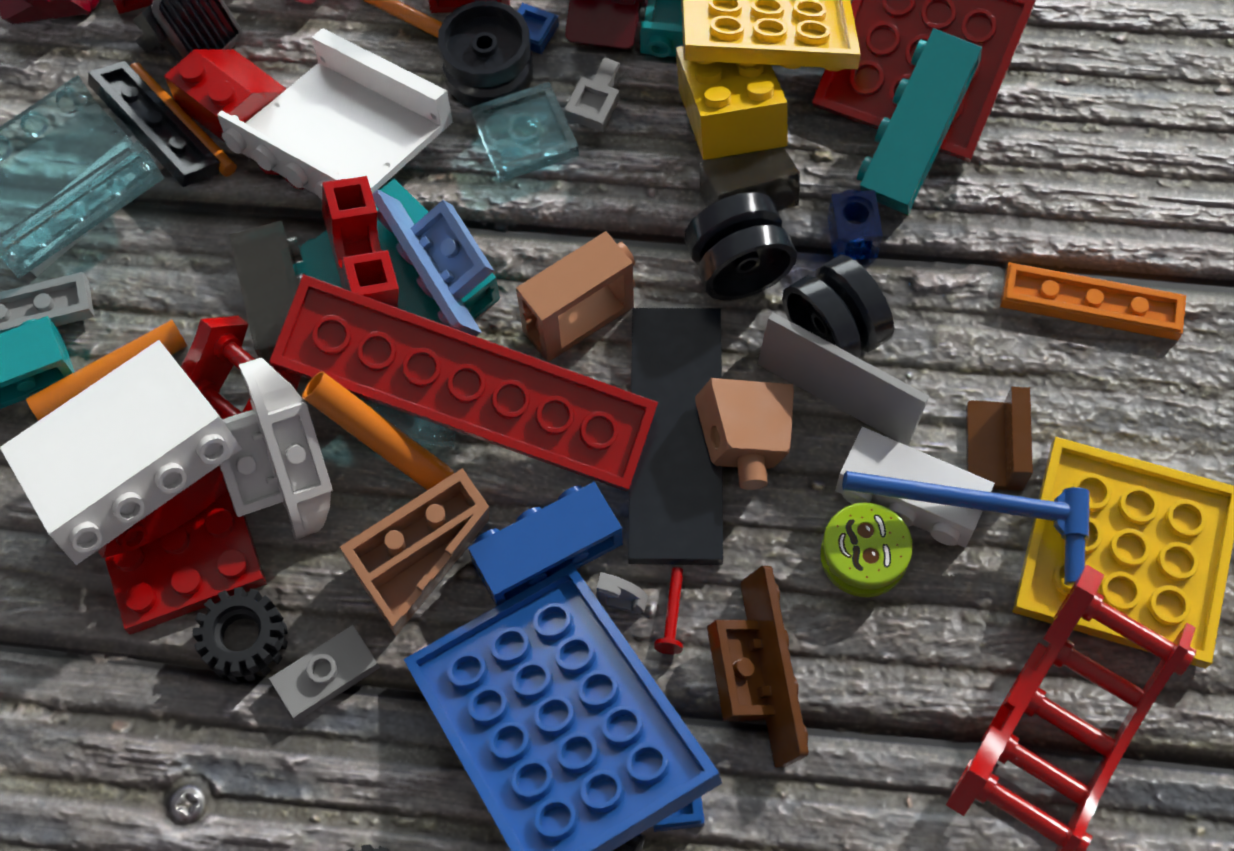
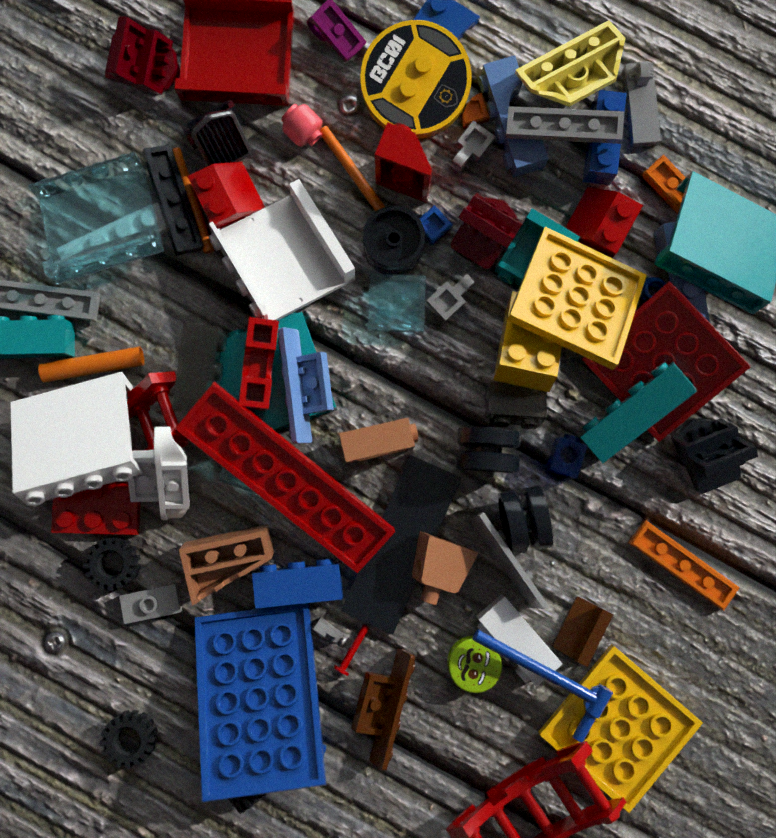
camera: 20 degrees right, 20 degrees up
(375, 431) = (225, 486): orange piece -> none
(1051, 142) = (712, 452): none -> black piece

